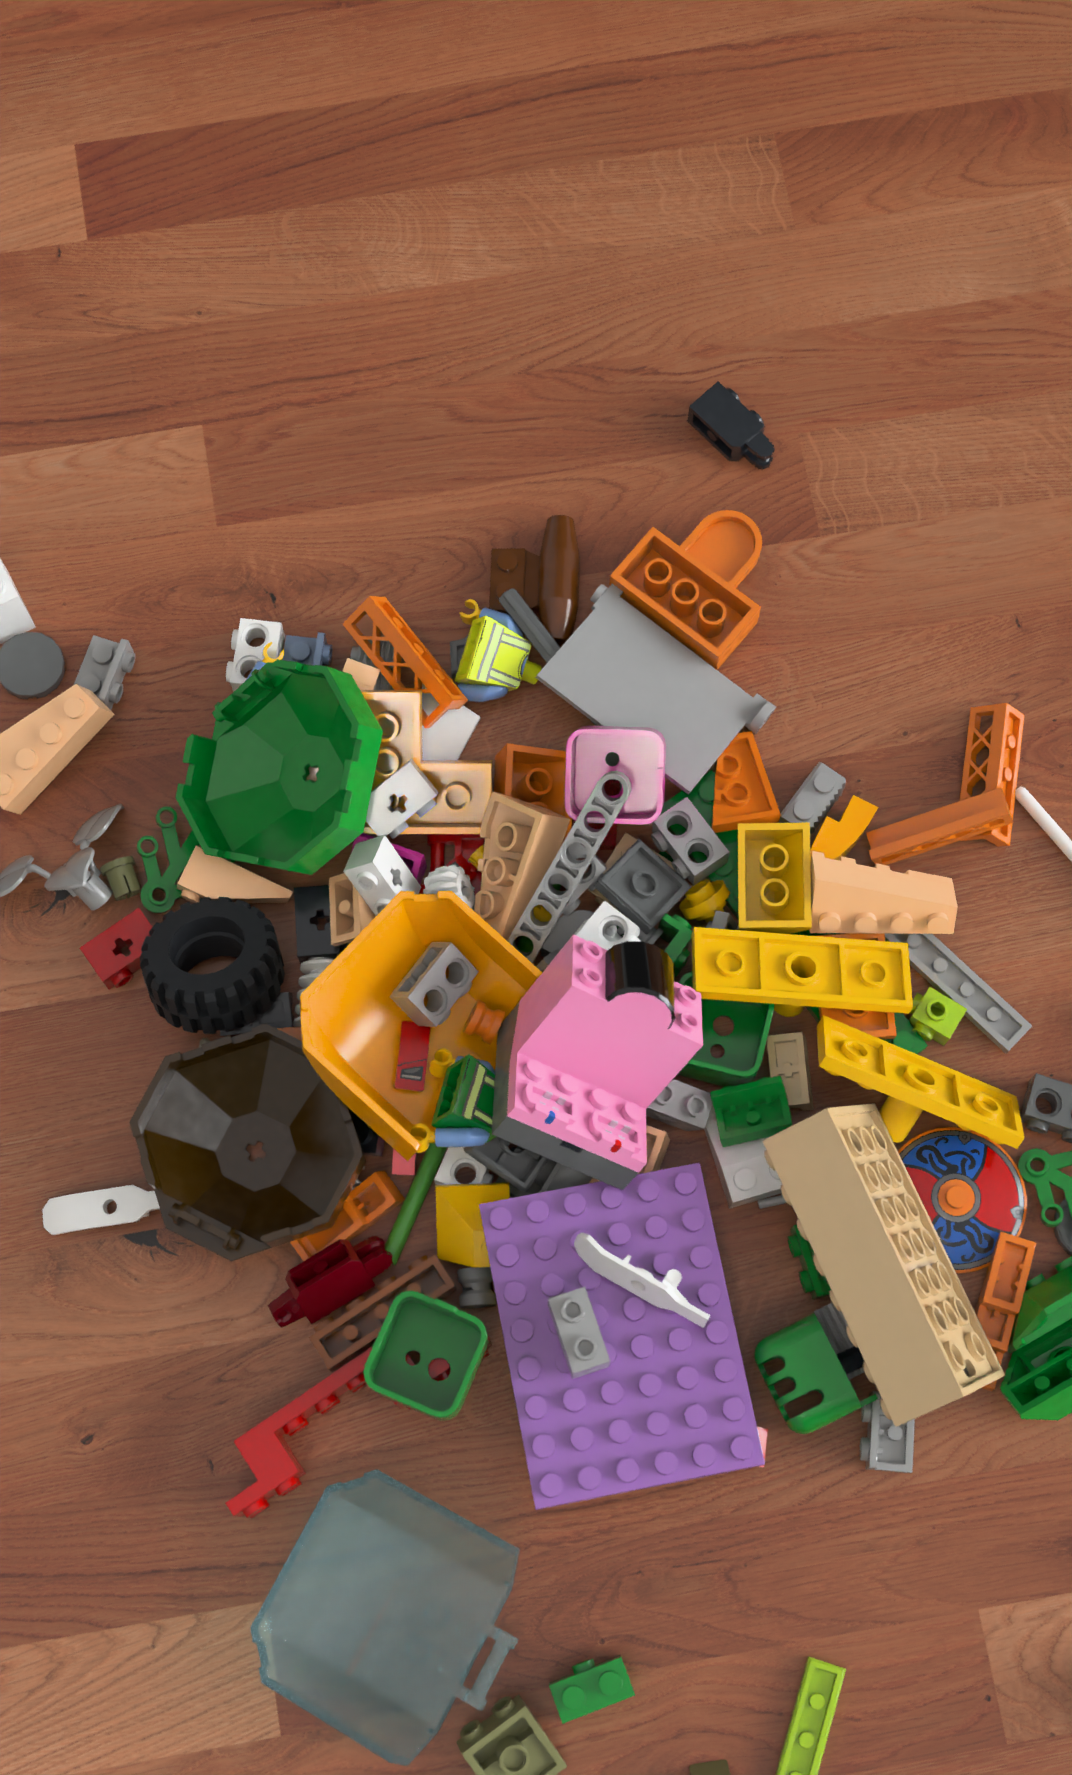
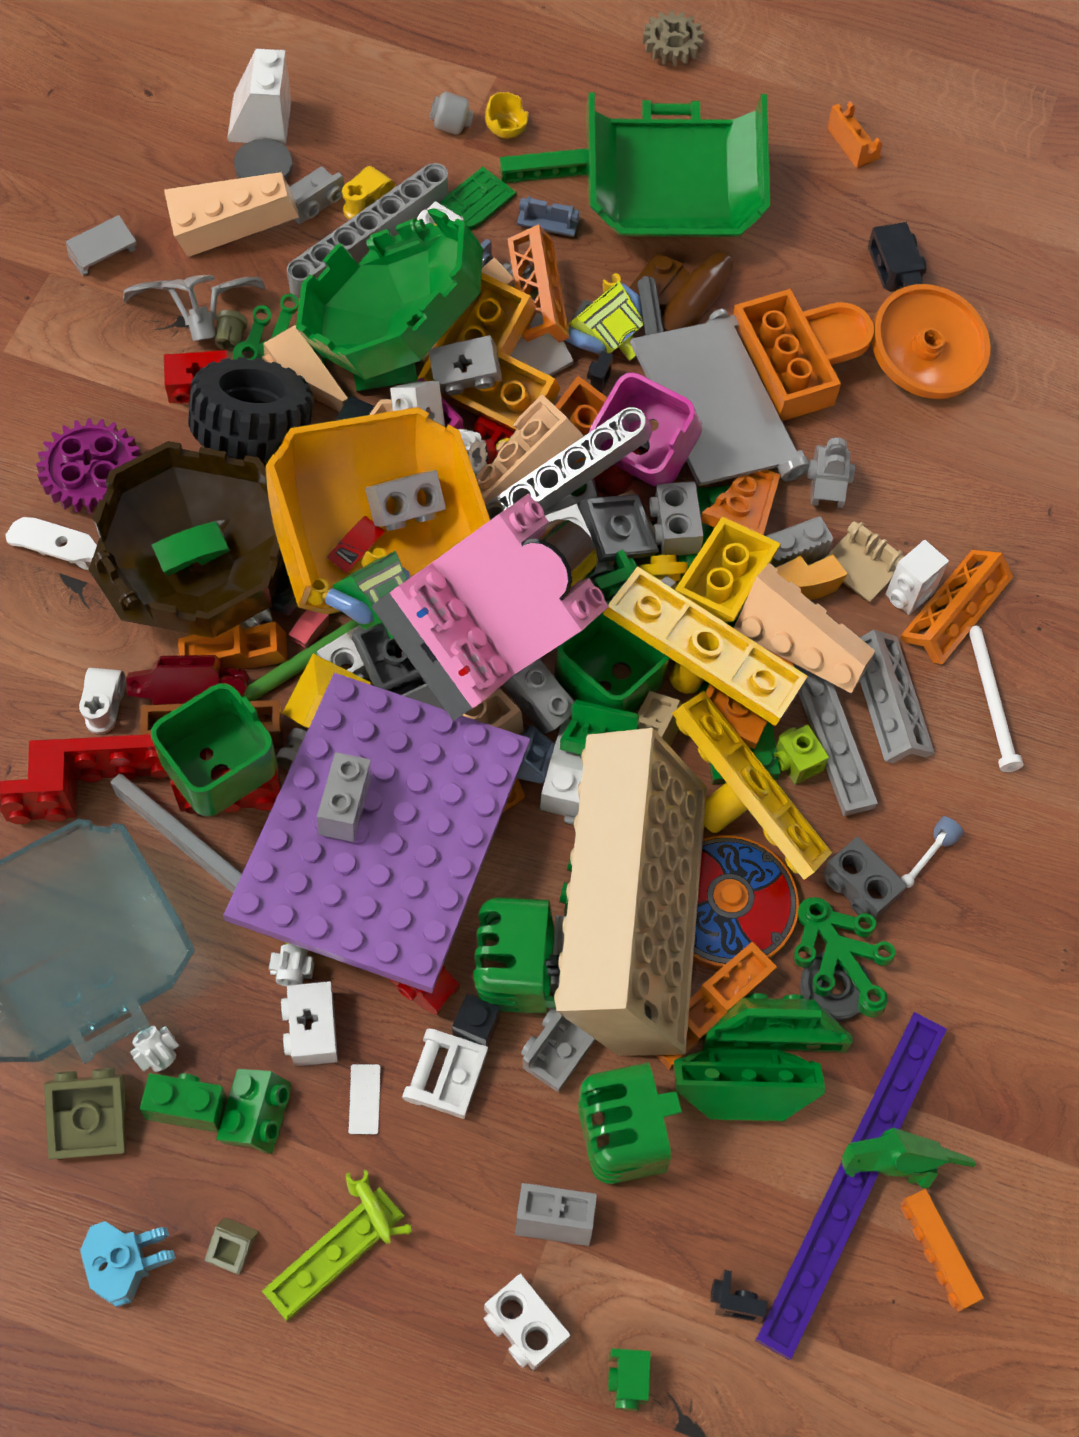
camera: 25 degrees right, 10 degrees down
(64, 1080) = (86, 466): none -> magenta gear
(159, 642) = (365, 190): none -> yellow piece
(187, 500) = (451, 113): none -> light grey head
(188, 669) = (393, 208): none -> light grey beam
(245, 1143) = (189, 546): none -> green slope
(246, 472) = (505, 115): none -> yellow hair
(253, 1337) = (102, 698): none -> white piece
(271, 583) = (478, 197): none -> green window
(318, 506) = (543, 165): none -> green piece
(356, 280) = (673, 37): none -> dark tan gear
(358, 567) = (554, 218): none -> sand blue hinge
(426, 1438) = (176, 832): none -> light grey tile
(465, 449) = (678, 172): none -> green windscreen
(484, 1022) = (426, 548): orange wheel -> none
(515, 718) = (600, 371): none -> black plate
(532, 1655) = (154, 1049): none -> white gear
(605, 302) = (852, 136): none -> orange hinge
(605, 1507) = (291, 965): none -> white gear
(638, 1280) = (430, 805): white piece -> none
(656, 1655) = (254, 1110): none -> green bracket
(677, 1555) = (315, 1003): none -> white brick
(692, 1149) = (537, 756): none -> sand blue slope
(744, 1583) = (364, 1099): none -> white sticker
(800, 706) = (830, 472): none -> light grey hinge
(803, 1454) = (476, 1020): none -> black brick
(814, 504) = (930, 341): none -> orange dish
(815, 1515) = (456, 1078): none -> white plate
(819, 1680) = (374, 1209): none -> lime piece
(881, 777) = (866, 560): none -> tan hinge
(939, 827) = (892, 615): orange fence -> none
(943, 774) = (916, 577): none -> white brick
(977, 1587) = (555, 1214): none -> light grey hinge
(981, 912) = (889, 698): none -> light grey fence
(1002, 1472) = (631, 1120): none -> green piece
(1012, 1693) = (534, 1317): none -> white brick

